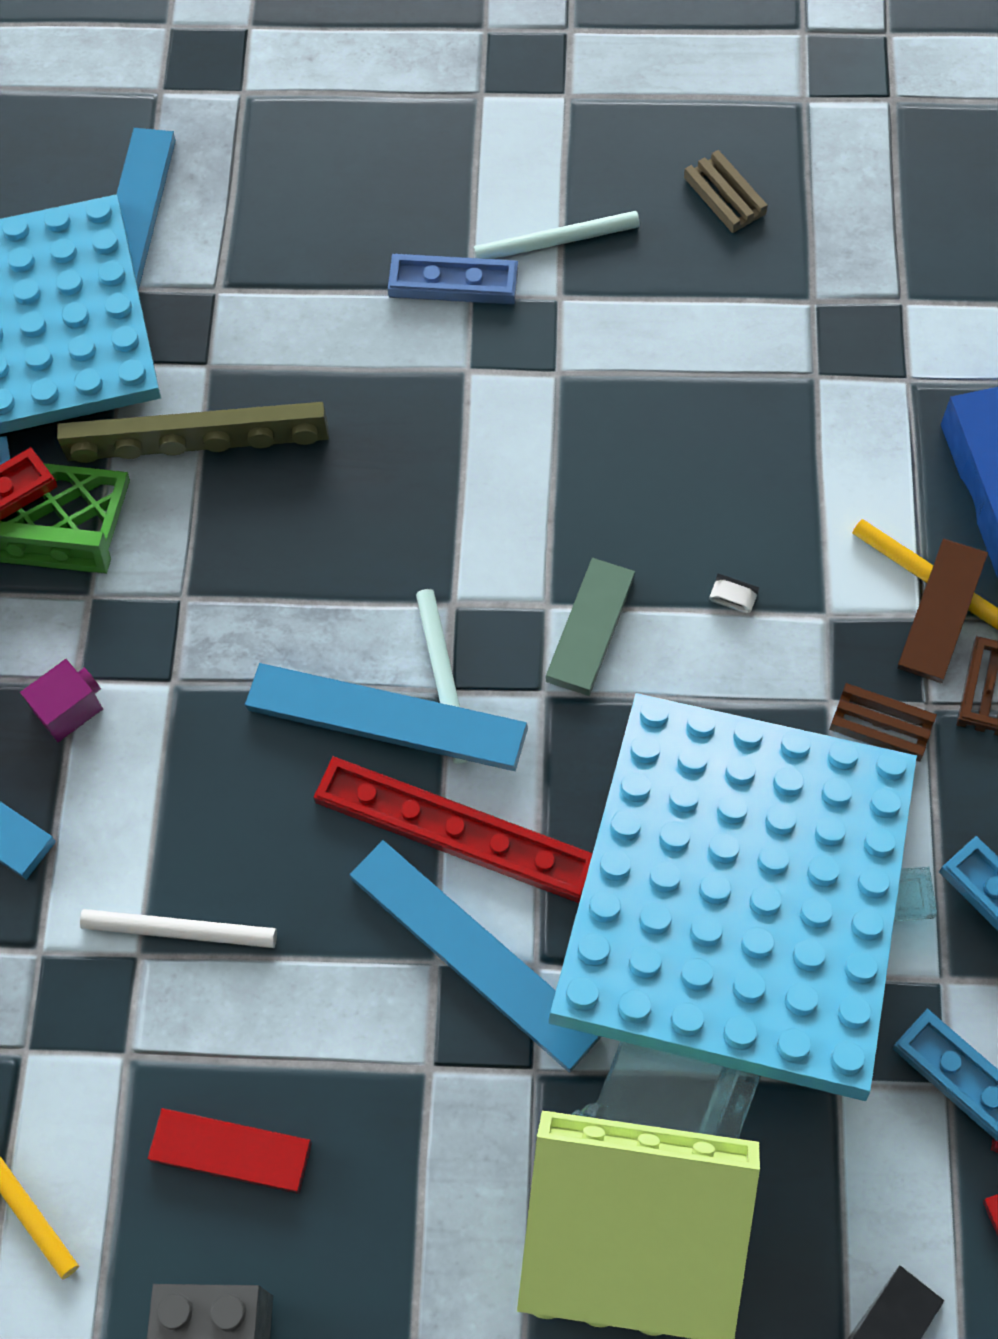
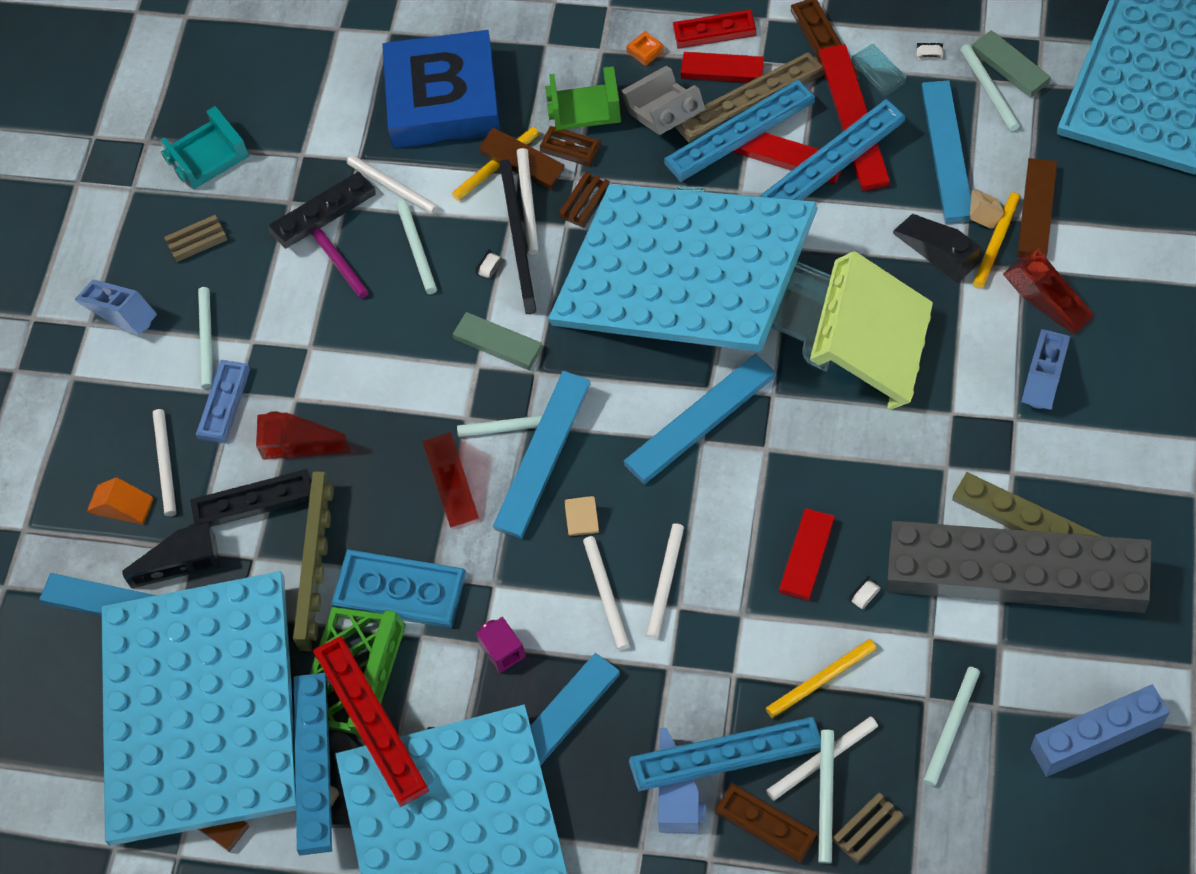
camera: 80 degrees left, 5 degrees down
(156, 842) = (606, 593): none -> white bar
(160, 556) = (412, 588): none -> dark azure tile
(163, 1254) = (864, 593): none -> white piece
(201, 270) = (179, 555): none -> black slope
(280, 189) = (120, 501): none -> orange slope
(282, 790) = (581, 516): none -> tan slope
(290, 338) = (252, 499): none -> black plate
(337, 588) = (450, 479): none -> clear red slope
(349, 227) = (164, 463): none -> white bar
(395, 372) = (292, 436): none -> clear red slope
(454, 828) = (619, 424): red tile -> none
(588, 116) = (117, 305): none -> medium blue slope
(718, 377) = (340, 263): none -> magenta bar
(752, 484) = (416, 247): none -> light aqua bar
(786, 624) = (517, 236): none -> black tile
(797, 342) = (321, 210): none -> black plate
(858, 630) = (527, 201): none -> white bar
(864, 433) = (392, 185): none -> white bar
(881, 169) = (205, 150): none -> teal panel

